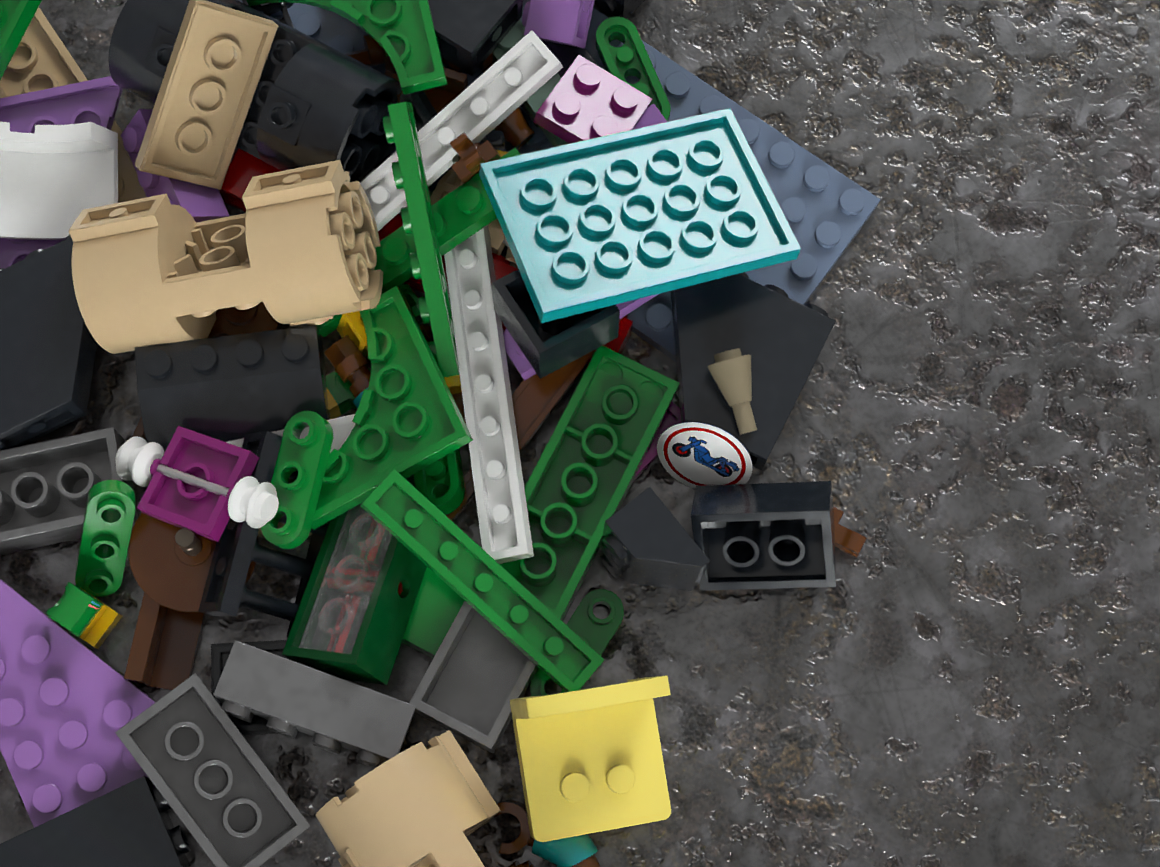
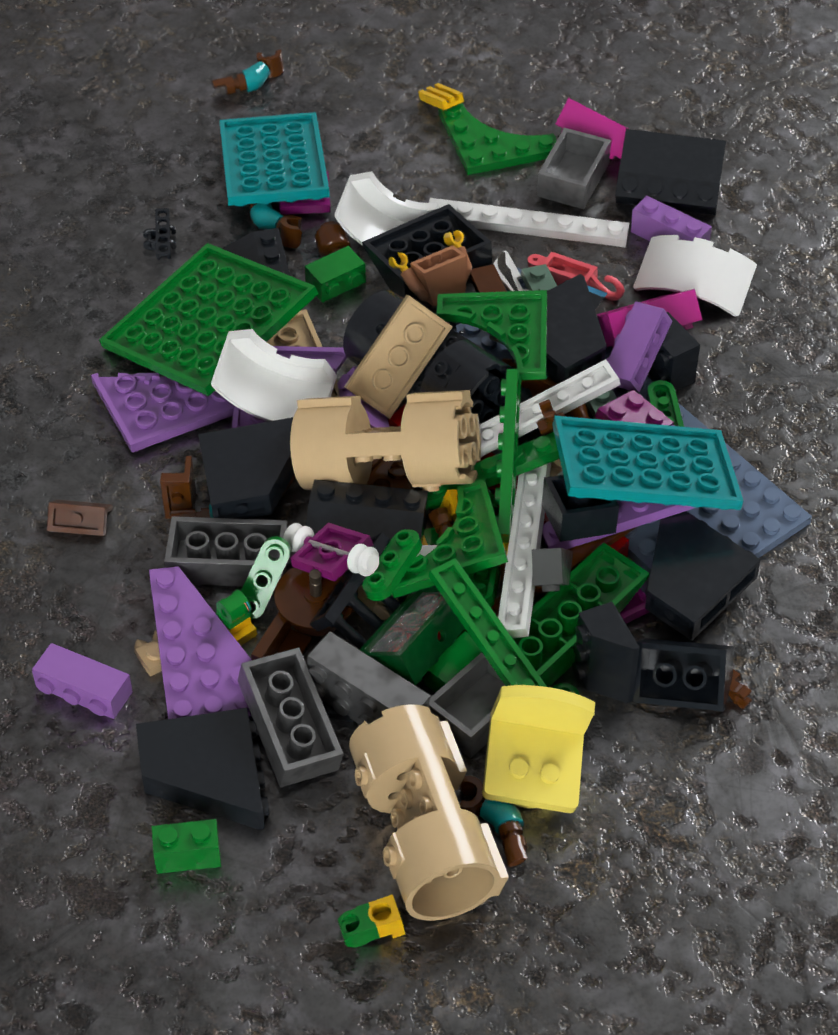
camera: 20 degrees right, 25 degrees down
(537, 420) = (551, 568): none -> dark grey slope
(703, 455) = (654, 616): white sticker -> none
(734, 380) = (684, 568): dark tan cone -> none

